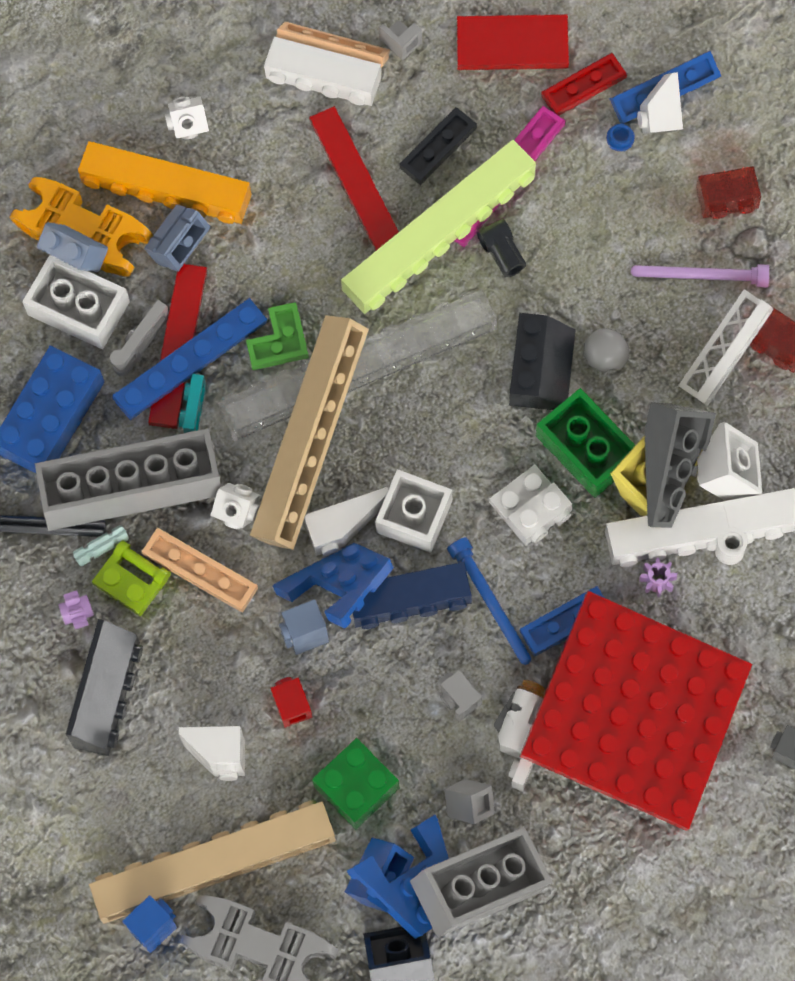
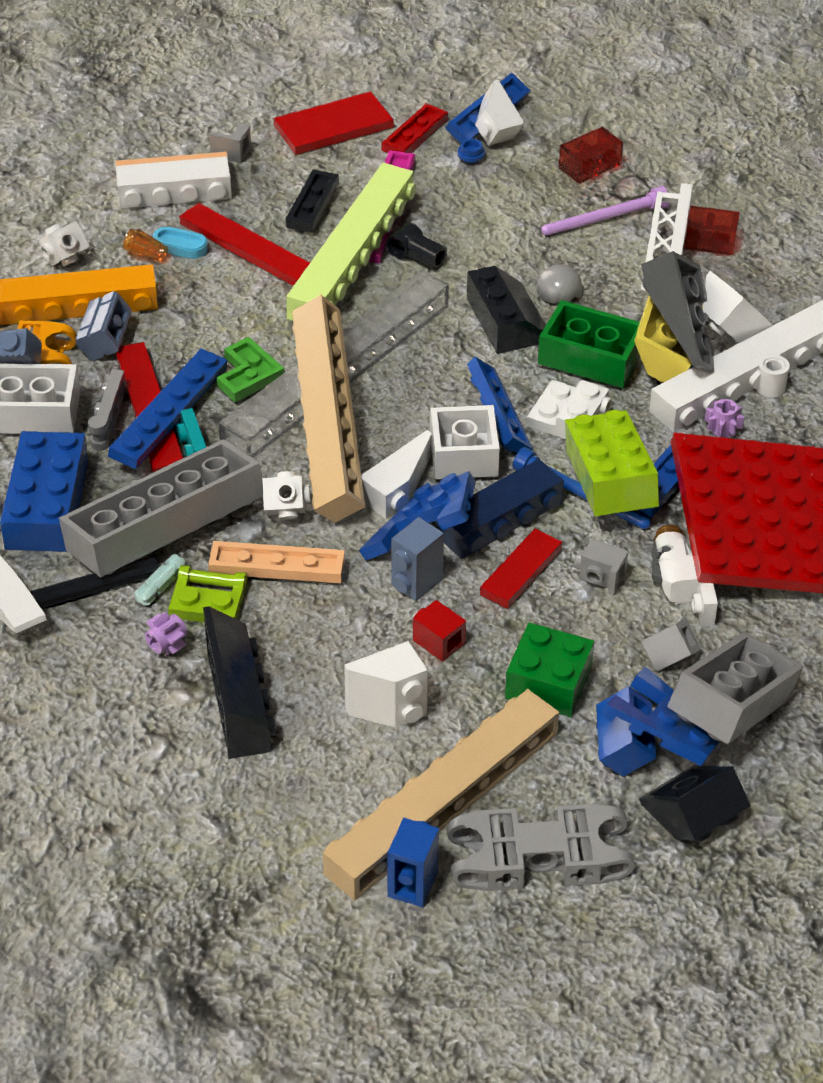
camera: 30 degrees left, 25 degrees down
(260, 144) = (143, 245): none -> clear orange cone
(296, 149) = (182, 242): none -> medium azure tile
(395, 662) = (520, 568): none -> red tile
(470, 478) = (493, 393): none -> blue plate
(520, 595) = (611, 463): none -> lime brick

